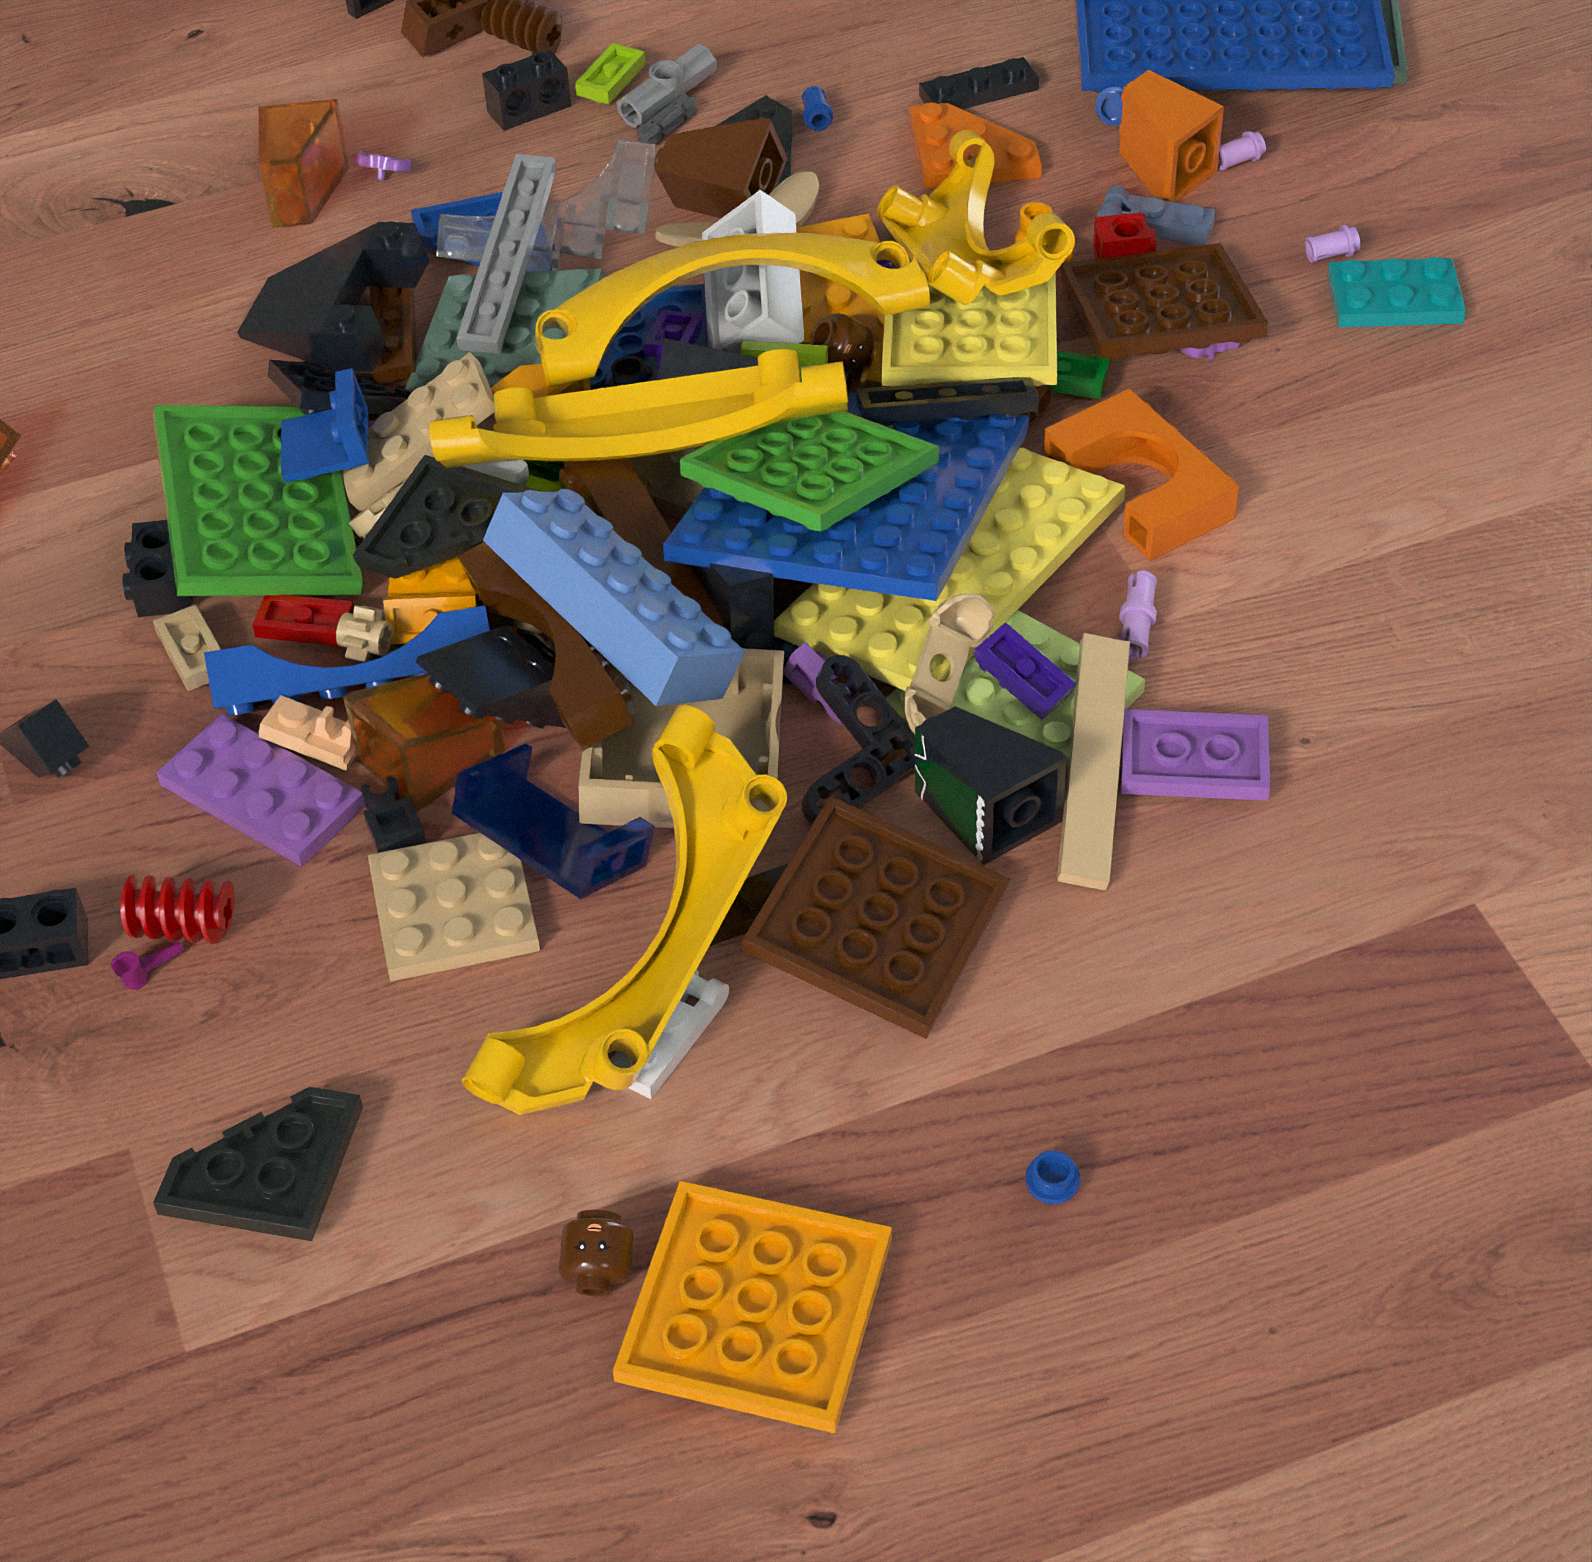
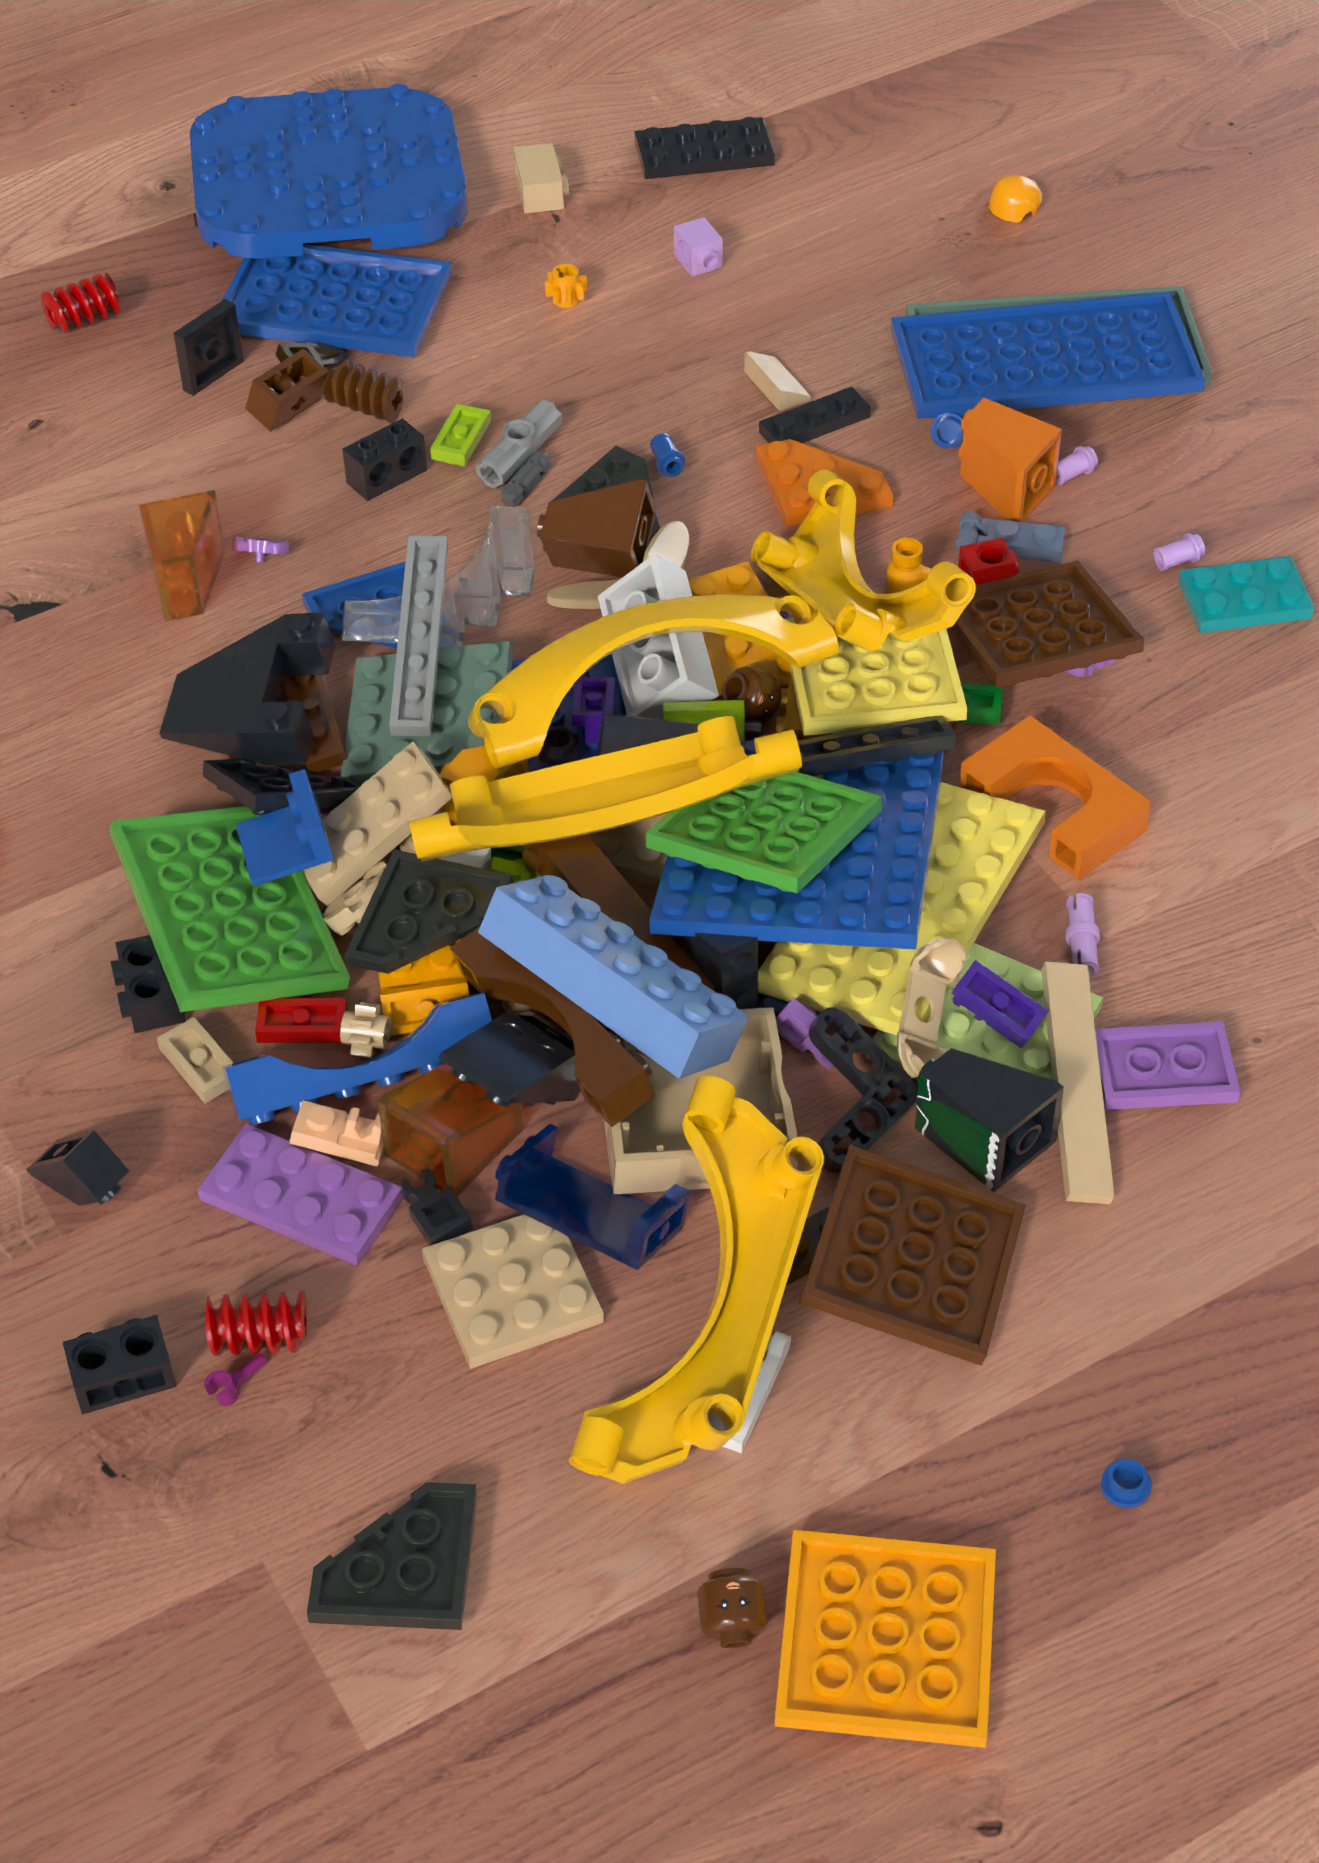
camera: 10 degrees left, 0 degrees up
(945, 45) = (774, 381): none -> tan slope

